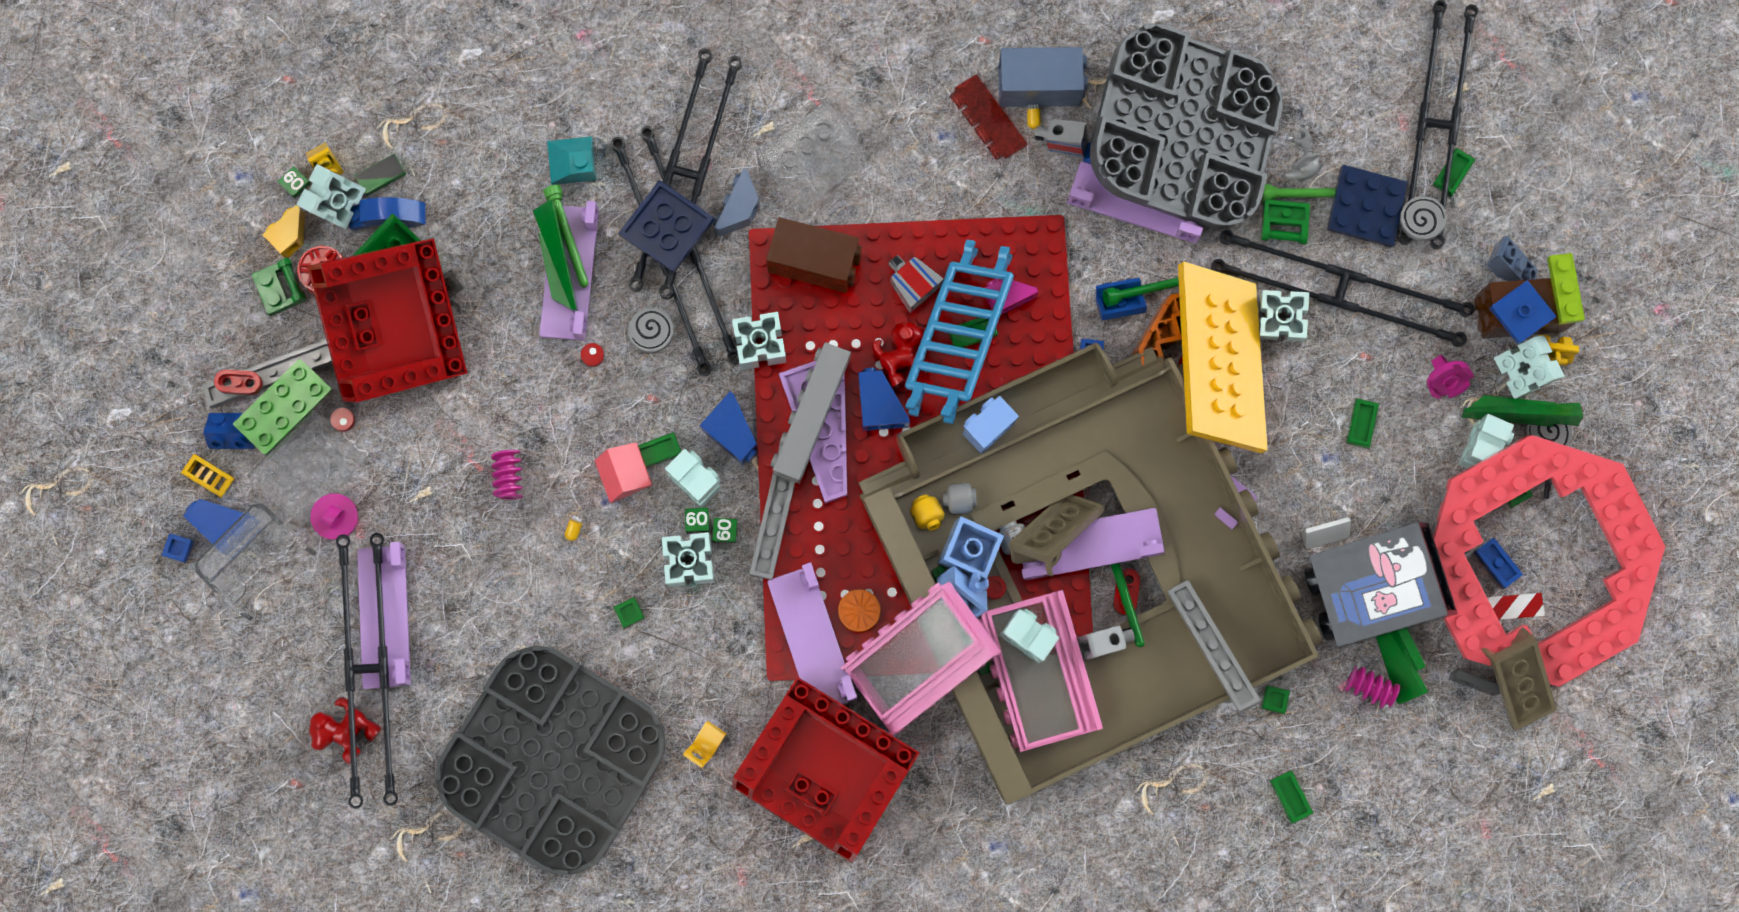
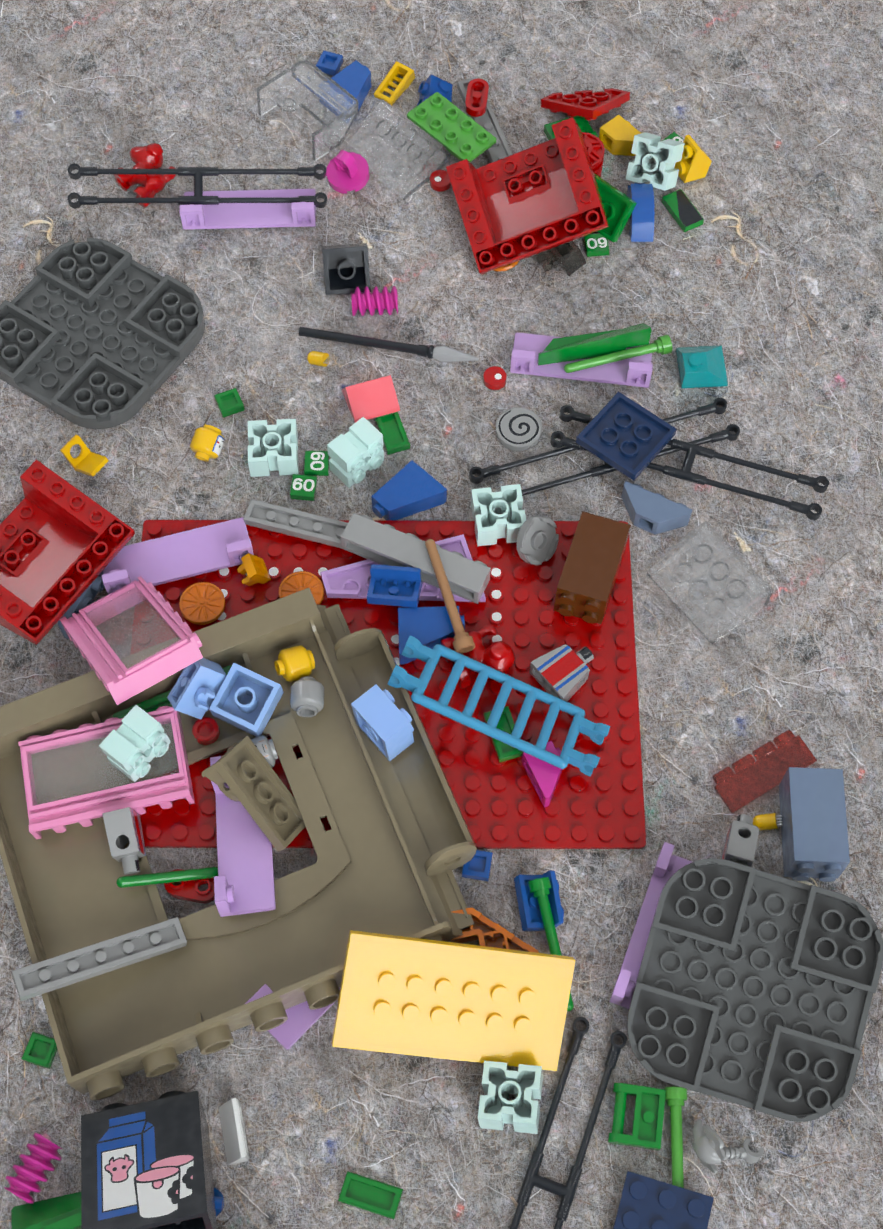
camera: 95 degrees right, 15 degrees down
(240, 269) = (585, 102): none -> red plate
(463, 507) = (346, 268): none -> black slope
(563, 417) = (441, 353): none -> black piece
(681, 626) = (207, 442): none -> yellow head
(785, 304) = (537, 540): none -> light grey tile
(823, 563) = (255, 570): none -> light orange tile
(842, 520) = (299, 581): none -> orange wheel
(844, 429) = (394, 586): none -> blue bracket
(899, 364) = (462, 641): none -> medium nougat piece

